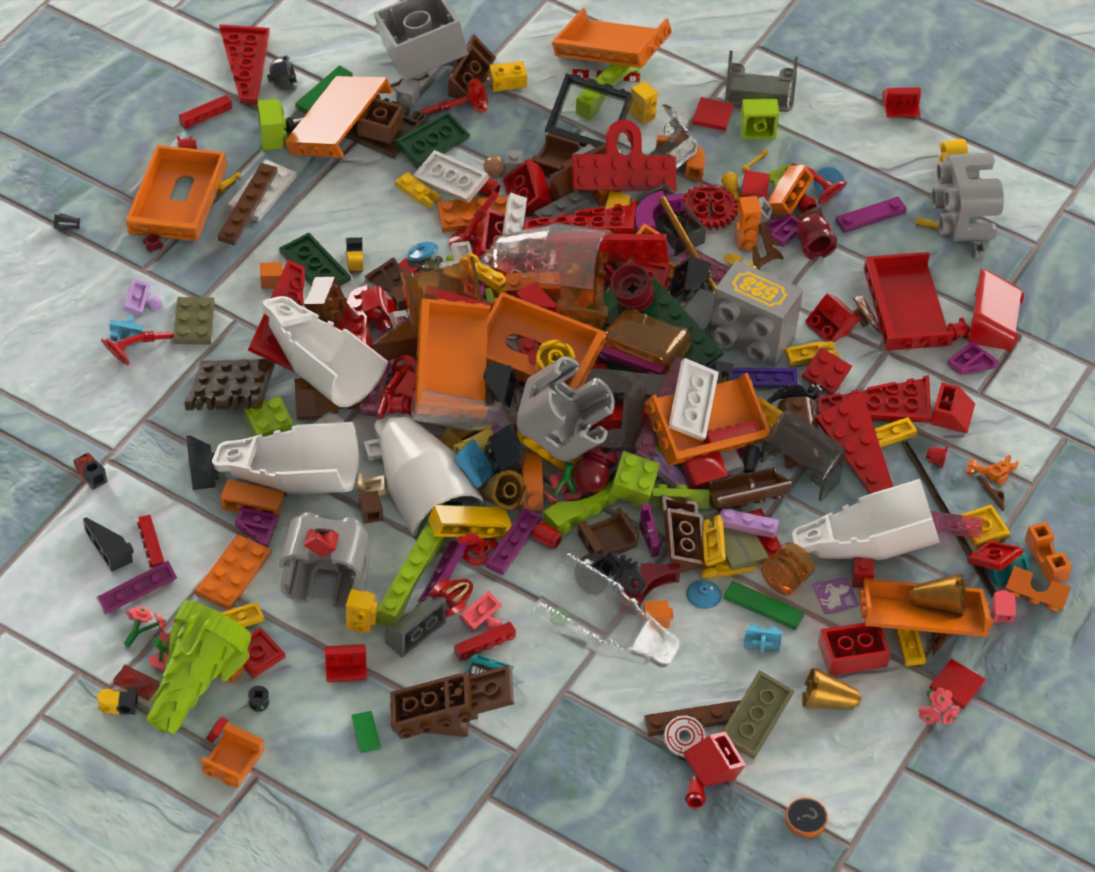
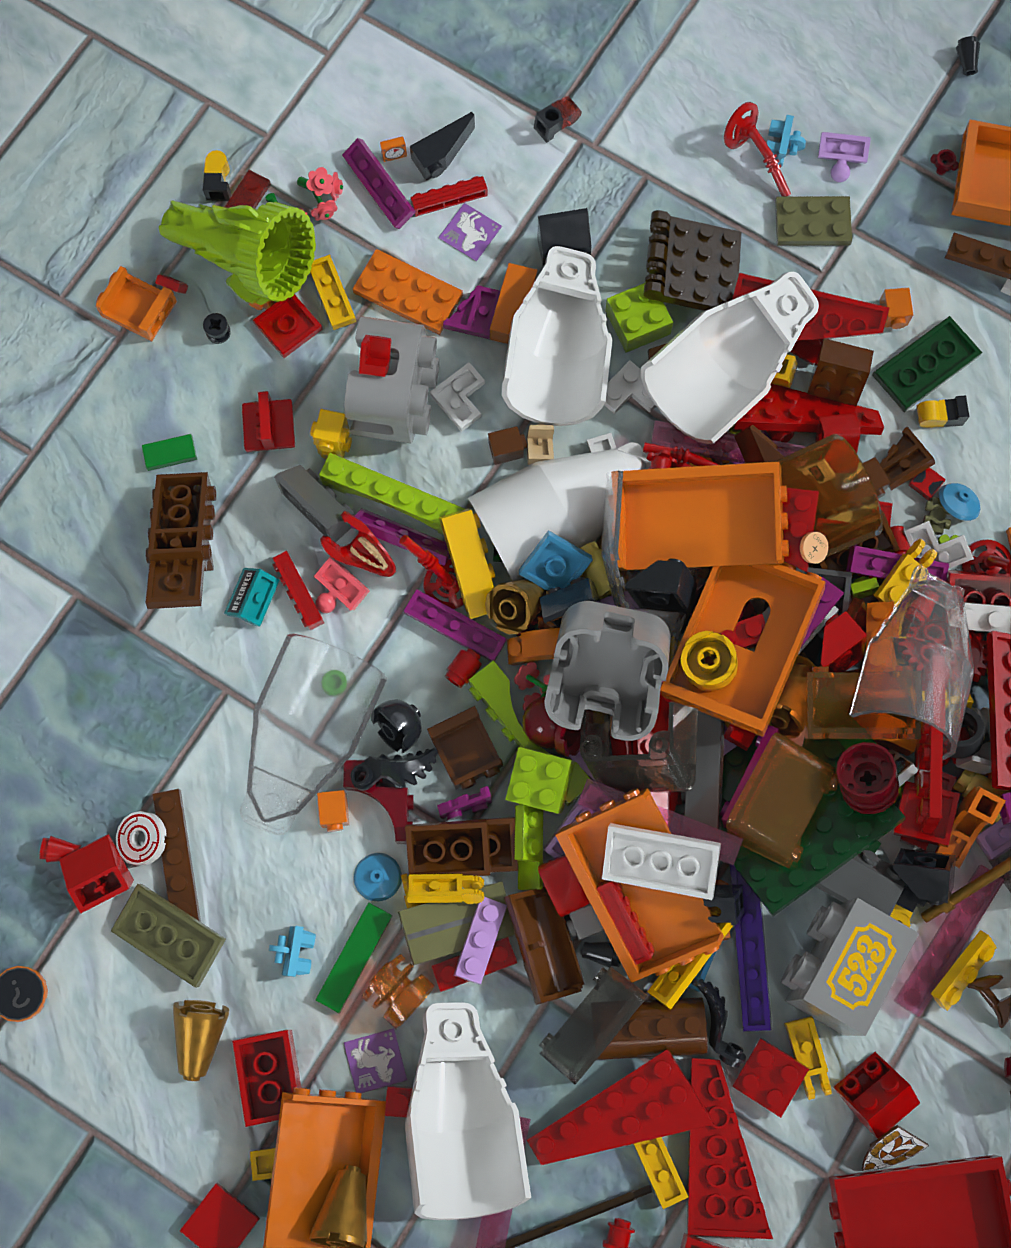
camera: 95 degrees right, 25 degrees up
(106, 578) = (393, 149): none -> orange tile
(182, 532) = (470, 232): none -> medium lavender sticker
(476, 296) = (814, 547): none -> light nougat piece
(941, 700) = (163, 1194): coral plant -> none

